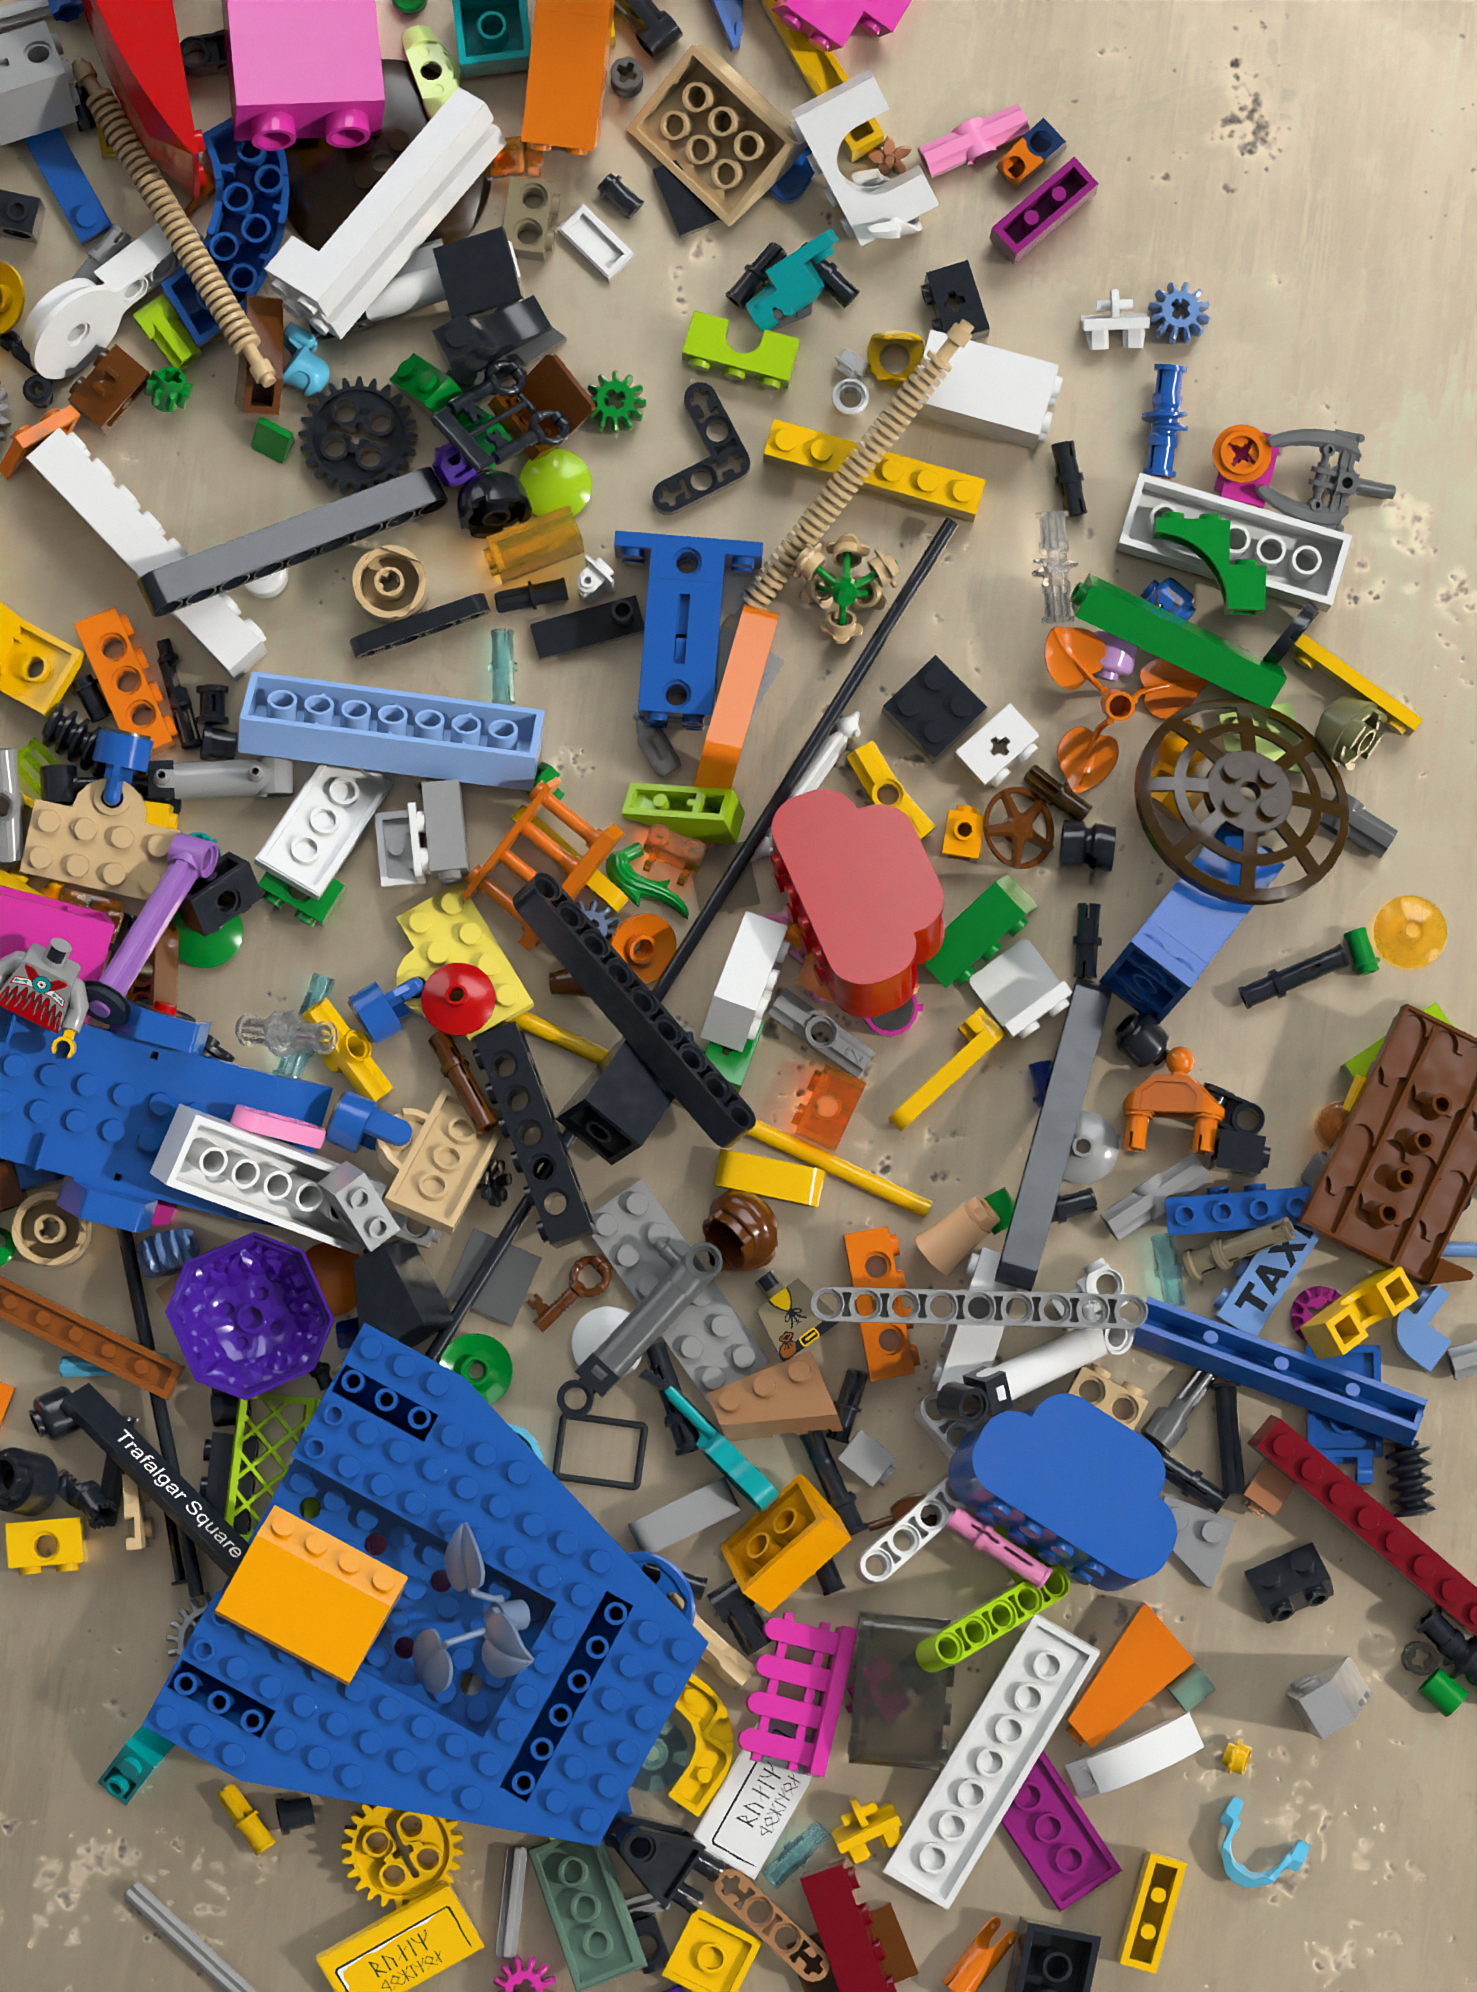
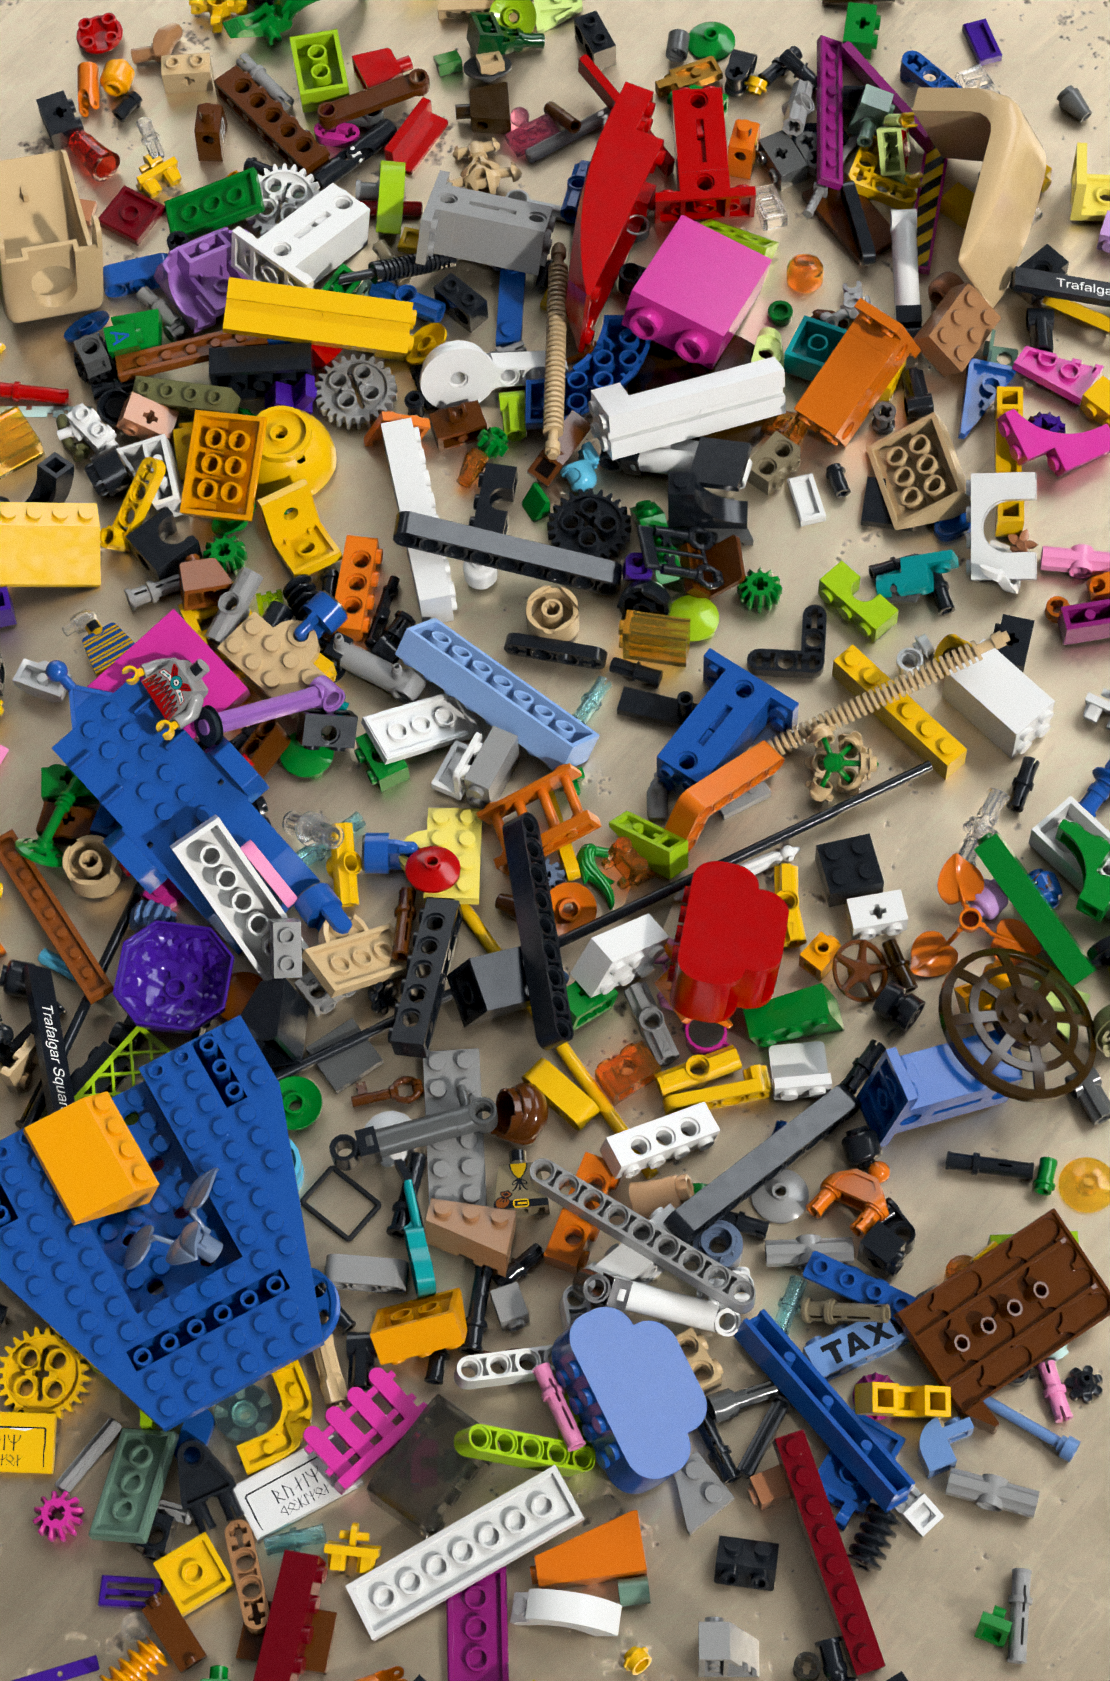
camera: 40 degrees right, 20 degrees down
(163, 434) = (472, 465): none -> clear orange cone
(232, 502) = (497, 485): none -> black arch
(595, 580) = (679, 676): white hinge -> none
(885, 1216) = (694, 1120): none -> white brick
(923, 1040) = (714, 1064): none -> yellow piece
(971, 228) = (1052, 603): none -> orange bush
(1073, 1255) = (725, 1234): none -> sand blue piece
(1440, 1415) = (919, 1512): none -> white slope

